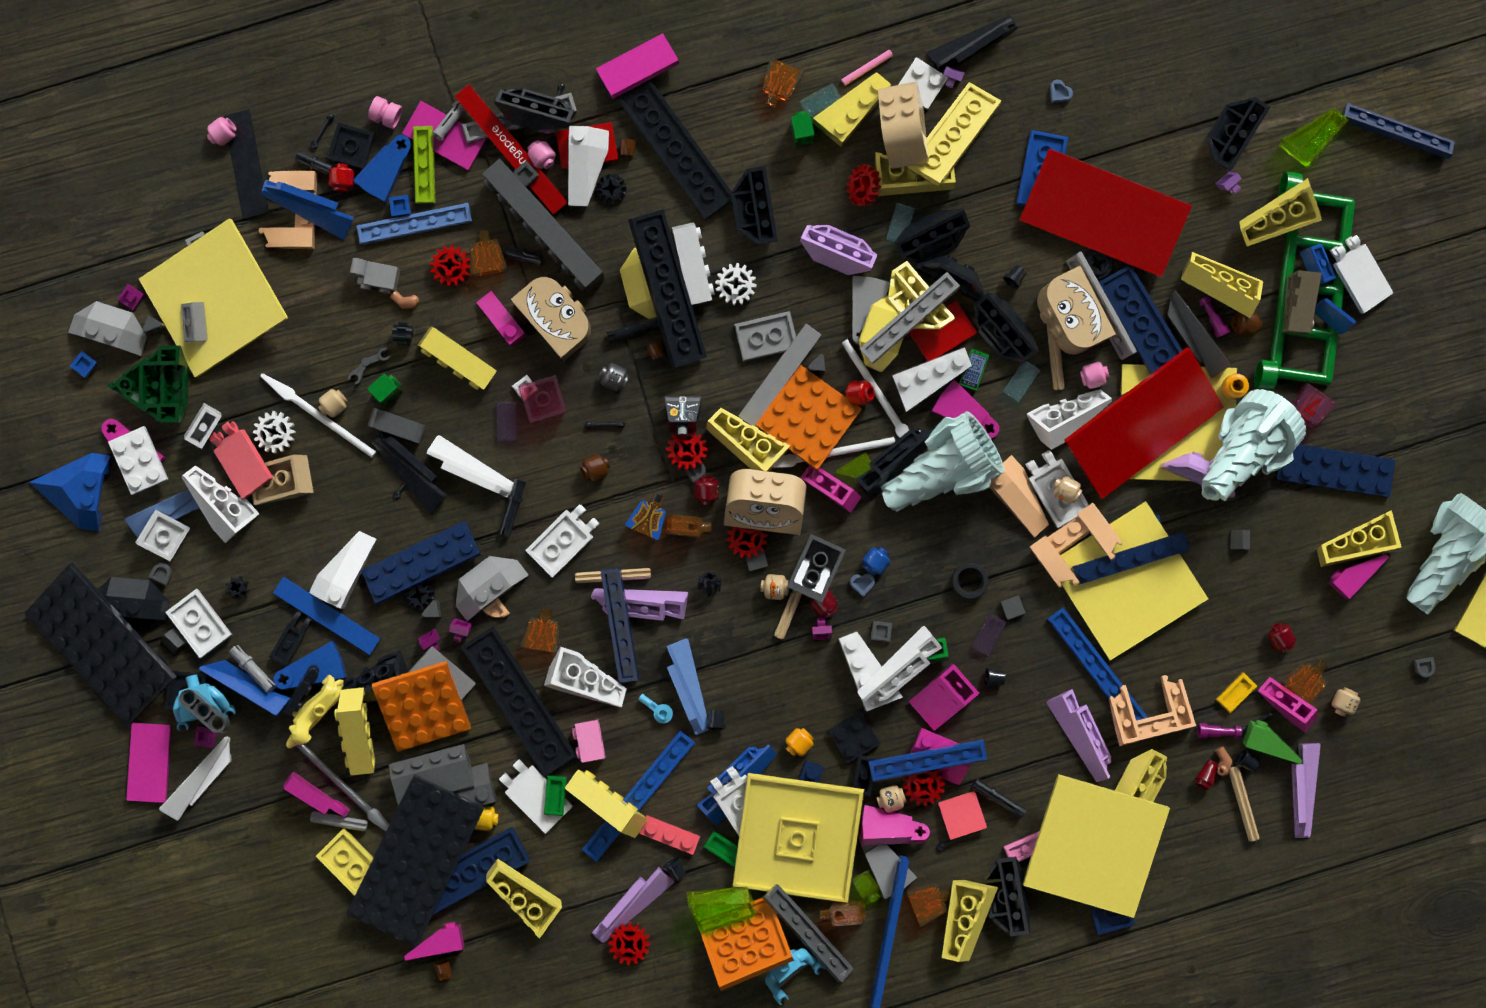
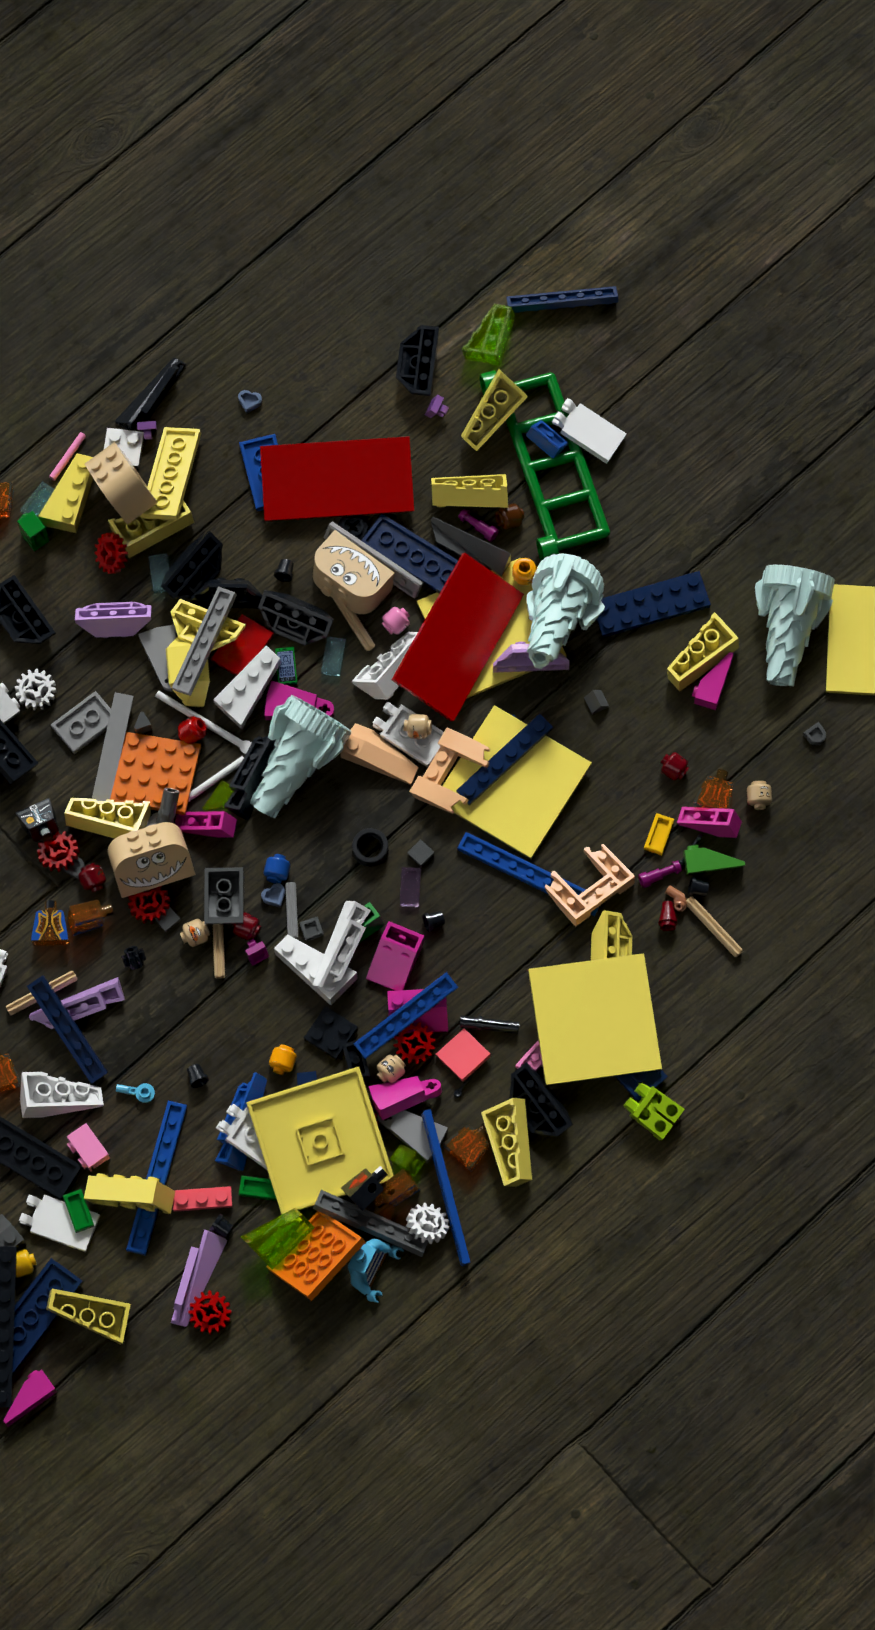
camera: 20 degrees left, 15 degrees down
(443, 970) = (46, 1420): reddish brown hose -> none
(687, 684) = (154, 1057): medium blue wedge -> none
(803, 461) = (168, 806): none -> dark grey axle
(816, 903) = (365, 1187): none -> black torso
(851, 950) = (427, 1223): none -> white gear
(871, 605) = (291, 907): none -> light grey axle
(1082, 733) = (536, 931): lavender wedge -> none
(1104, 946) = (649, 1109): none -> lime hips
(1300, 302) = (545, 474): dark tan wedge -> none
(1304, 787) = (761, 887): lavender wedge -> none
(1312, 405) = (604, 557): clear pink torso -> none
(1334, 316) = (582, 474): blue slope -> none

